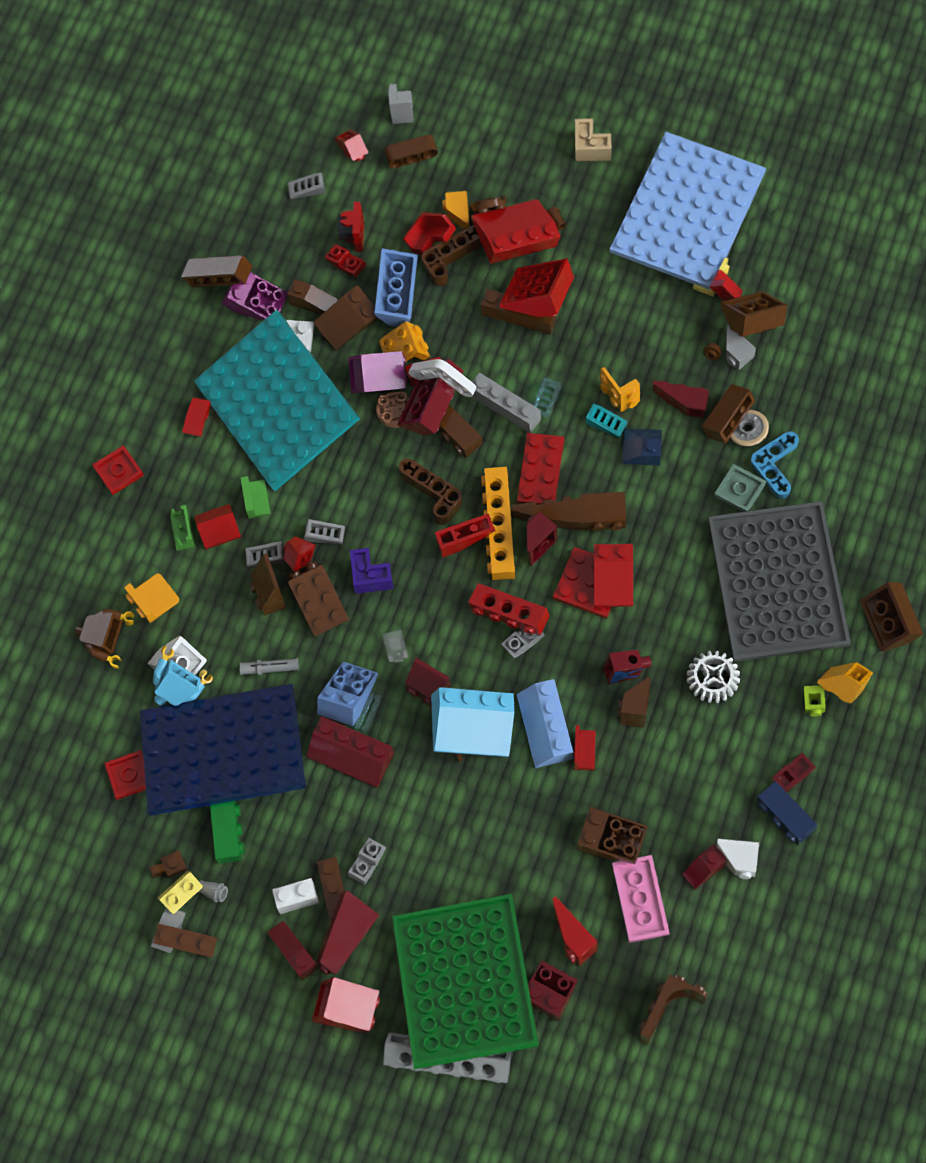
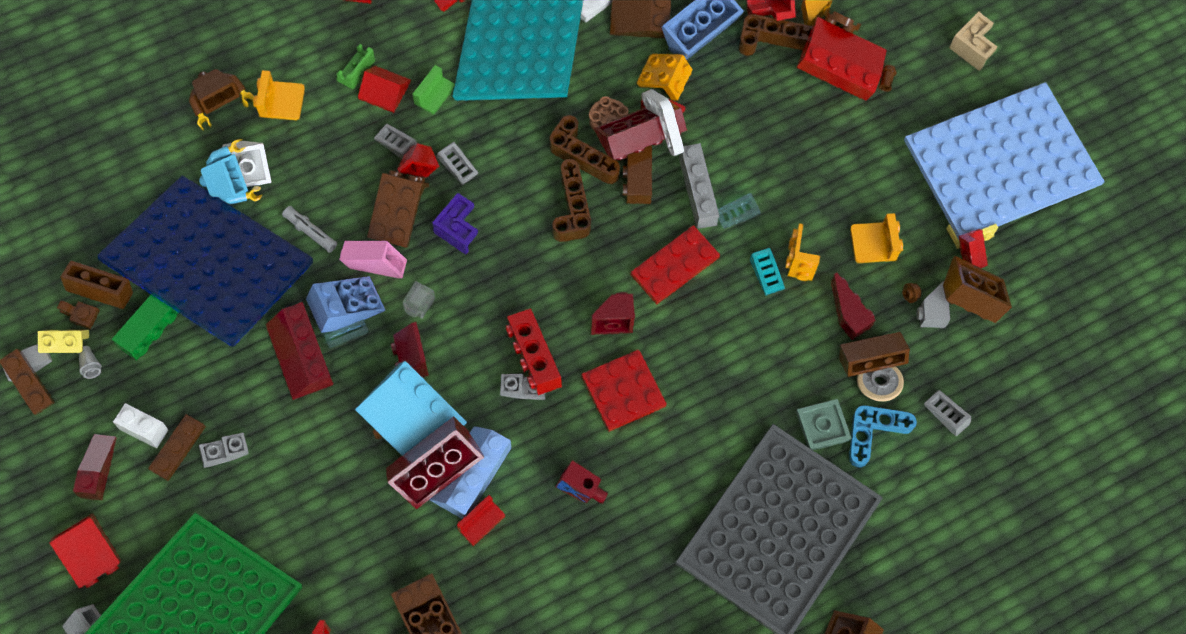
camera: 30 degrees right, 0 degrees up
(127, 774) = (120, 213): red tile -> none
(164, 834) = (97, 284): none -> reddish brown brick
(266, 587) = (368, 166): reddish brown slope -> none
(335, 645) = (373, 257): none -> bright pink slope
(346, 930) = (150, 489): dark red slope -> none
(377, 372) = (622, 75): slope -> none
(406, 446) = (605, 169): none -> reddish brown beam
(463, 535) = (558, 260): red slope -> none
(491, 308) = (782, 124): reddish brown brick -> none
(499, 478) = (569, 317): light orange brick -> none
(519, 738) = (434, 463): none -> dark red slope
(538, 288) = (814, 119): red slope -> none
(588, 512) = (674, 329): reddish brown wedge -> none
(613, 575) = (644, 400): red slope -> none
(634, 704) = (556, 523): reddish brown slope -> none
(642, 446) = (776, 318): dark blue slope -> none
(657, 336) = (877, 240): none -> light orange bracket
(703, 665) = (653, 560): white gear -> none
(809, 416) = (950, 424): none -> light grey slope

